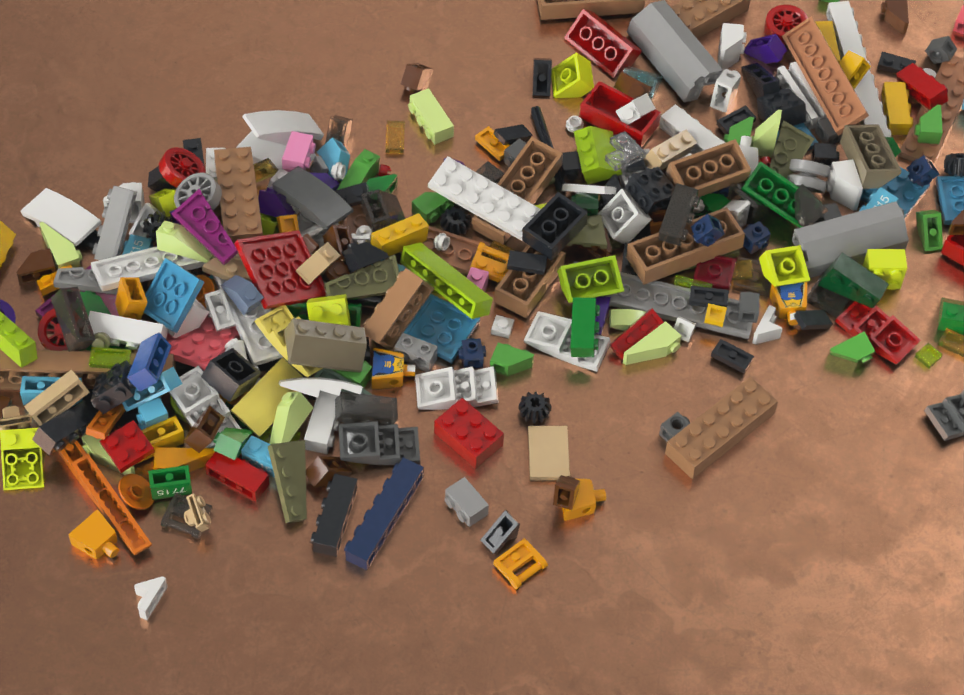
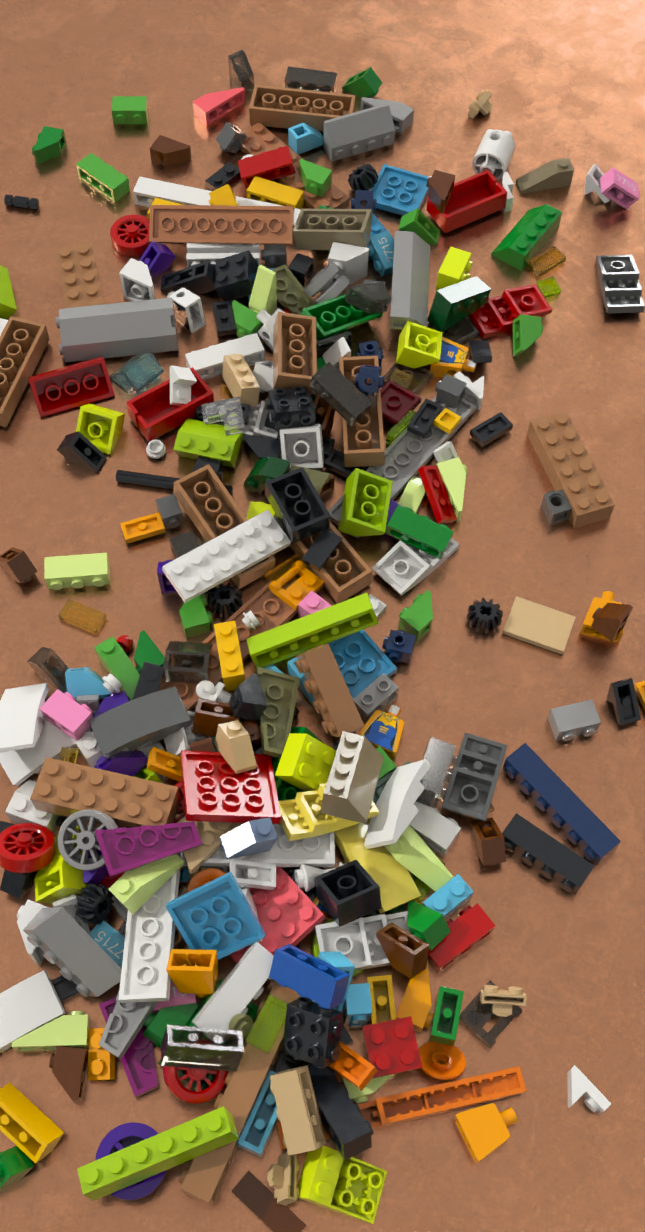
camera: 65 degrees left, 5 degrees up
(290, 476) = (488, 881): olive wing -> none
(446, 386) = (431, 678): white slope -> none
(468, 433) = (493, 686): red brick -> none
(510, 134) = (142, 506): black tile -> none
(589, 188) = (252, 463): white tile -> none
(632, 86) = (149, 377): reddish brown slope -> none

